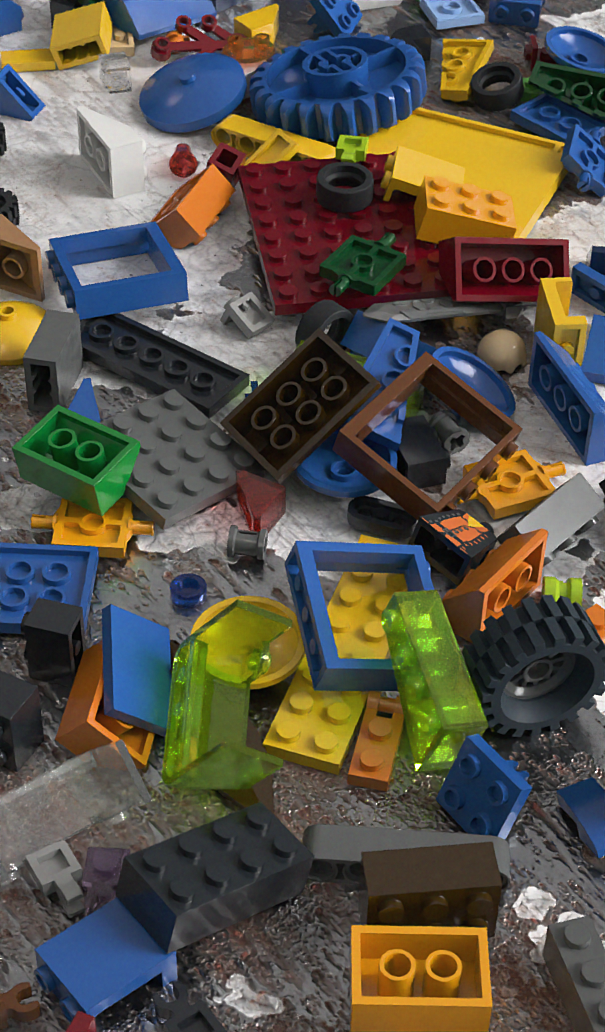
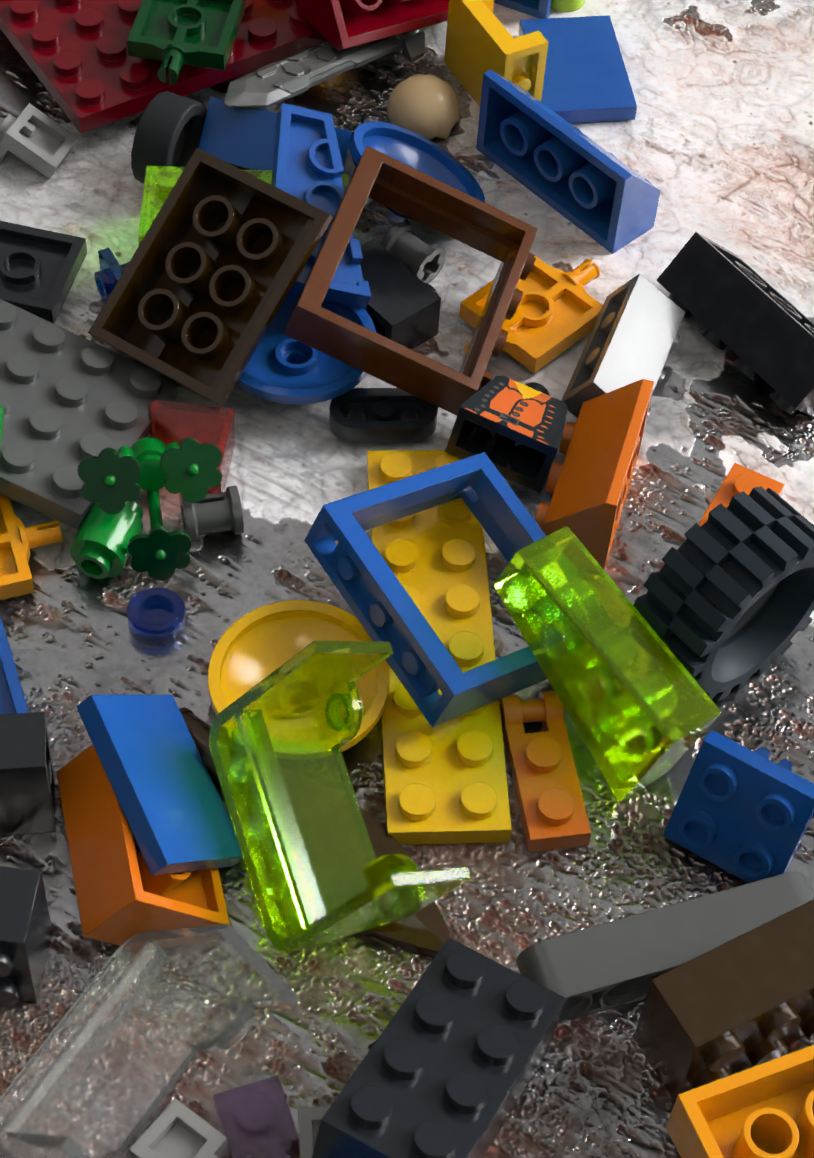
camera: 25 degrees left, 10 degrees up
(179, 538) = (103, 538): none -> green brick
(223, 506) = (151, 466): none -> dark green plant
(571, 588) = (685, 465): lime wheel -> none

